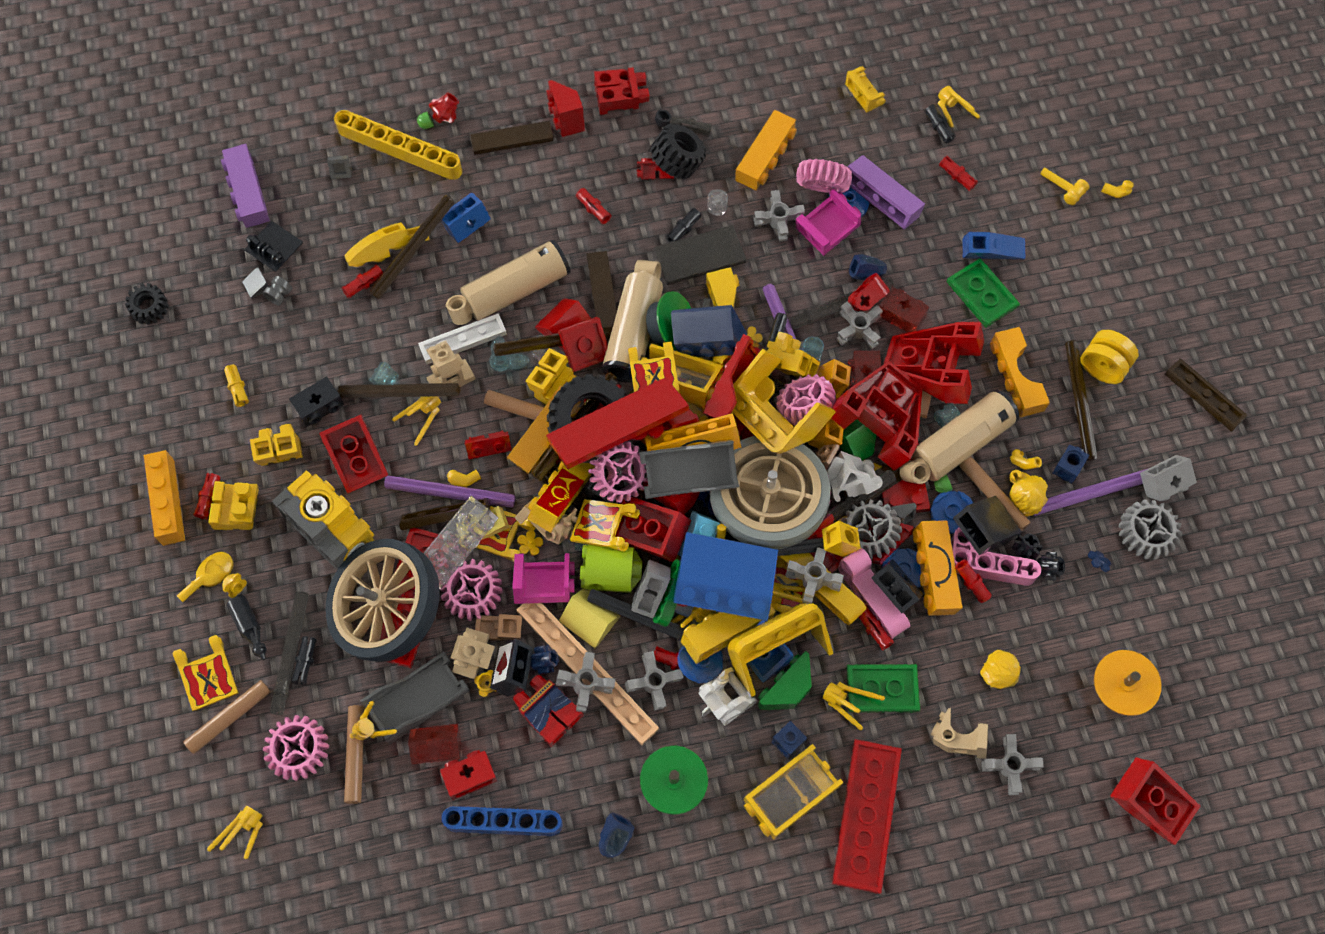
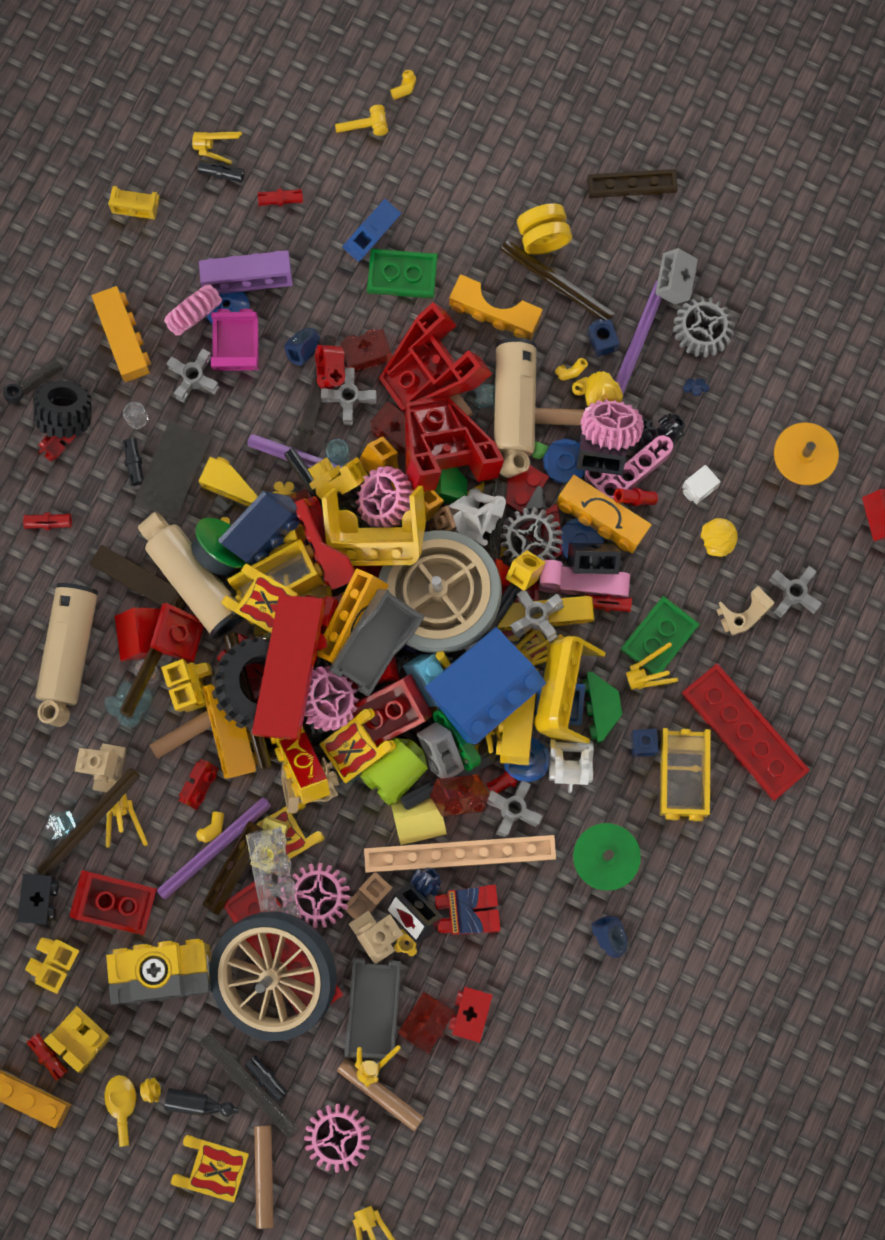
camera: 50 degrees left, 10 degrees up
(467, 336) = (81, 728): white plate -> none
(492, 814) = (540, 1009): blue beam -> none
(529, 544) = (314, 817): yellow plant -> none
(542, 581) = (359, 831): dark pink panel -> none
(566, 678) = (481, 856): light grey pin -> none
(630, 630) = (460, 795): none -> clear red brick
(1010, 515) = (612, 424): none -> bright pink gear
(1027, 623) = (700, 485): none -> white brick

